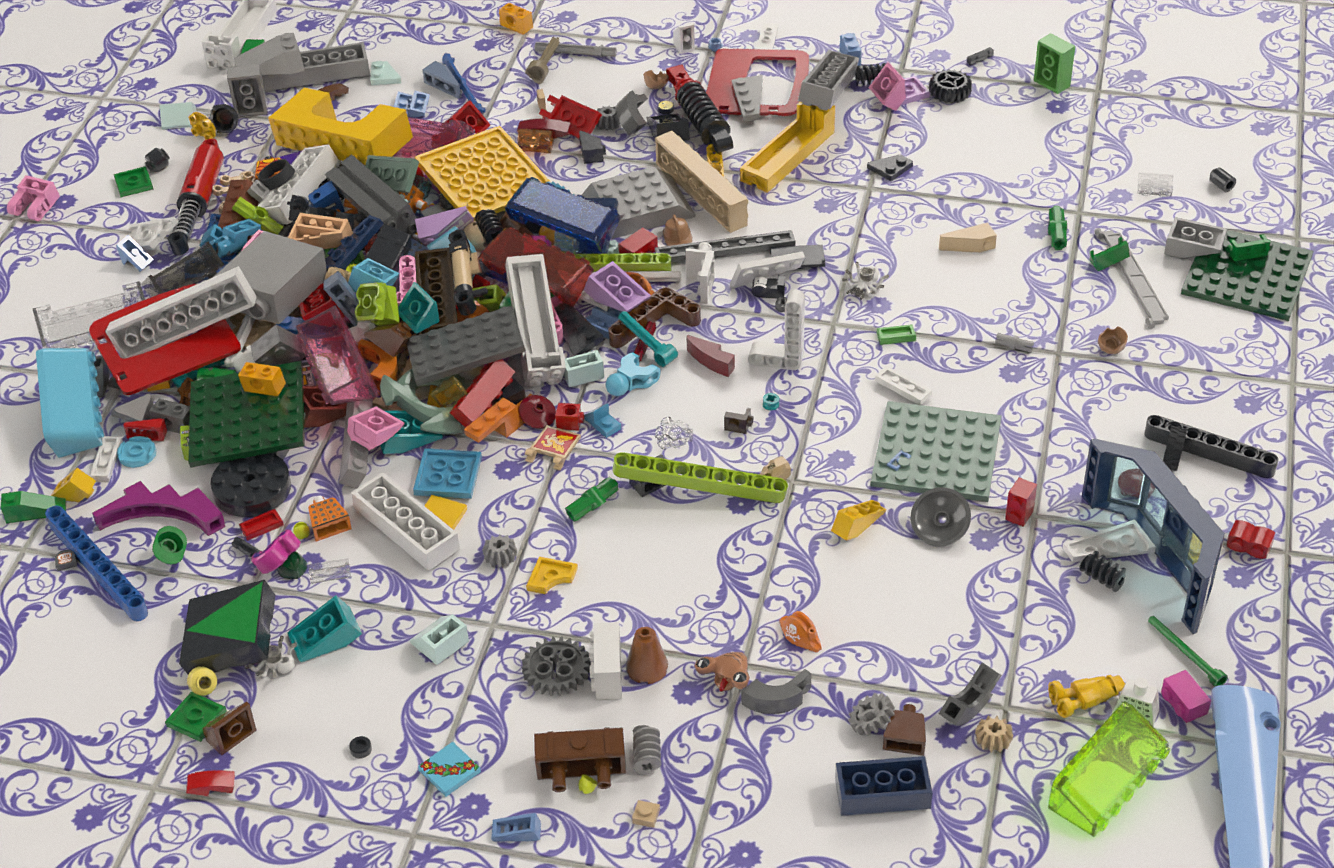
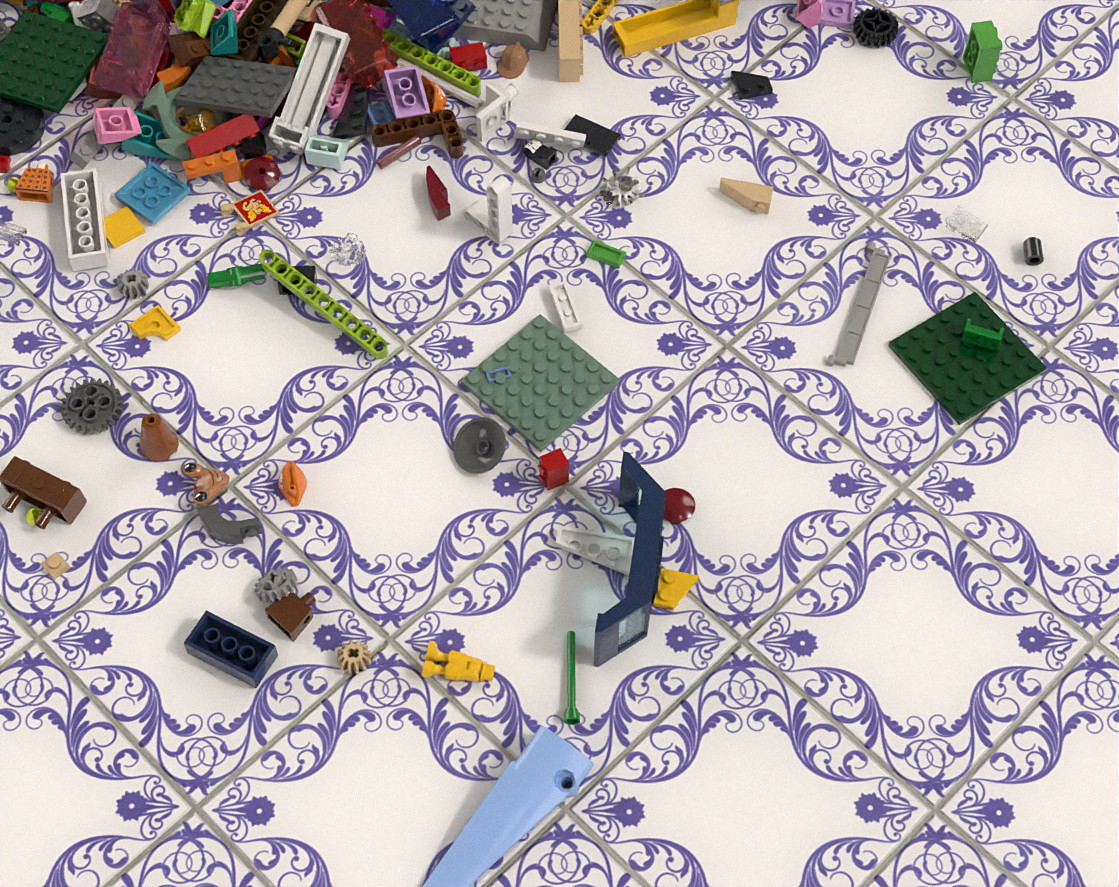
camera: 30 degrees right, 15 degrees up
(261, 379) = (63, 38): light orange brick -> none
(441, 638) = (30, 336): light aqua slope -> none
(569, 416) = (280, 191): red brick -> none
(603, 421) = (305, 209): dark azure slope -> none
(607, 661) = (122, 424): white brick -> none
(631, 376) = (359, 179): medium azure piece -> none
(646, 749) = (94, 513): light grey piece -> none
(662, 353) = (401, 170): teal axle -> none
(733, 245) = (544, 96): dark grey plate -> none
(738, 422) = (406, 271): dark brown bracket -> none
(770, 405) = (449, 267): teal bush -> none
(778, 468) = (393, 330): tan rock -> none
(856, 519) = (415, 409): yellow slope -> none
(973, 698) = (361, 618): dark grey arch -> none
(979, 56) = (935, 7): axle -> none
(1014, 342) = (695, 316): light grey pin -> none
(1057, 228) = (836, 222): green piece -> none
(1103, 571) = (567, 569): black piece -> none
(1108, 770) = (409, 740): clear neon green windscreen -> none
(1110, 256) = (854, 276): green hinge -> none
(1113, 340) = (777, 360): medium nougat hair -> none
(1142, 697) = (482, 697): white torso -> none
(1174, 447) = (725, 493): black tyre -> none
(1185, 696) = (529, 715): dark pink brick -> none
(1193, 238) = (941, 298): light grey slope -> none
(1215, 447) = (767, 516): black beam -> none
(1250, 539) = (716, 612): red brick -> none

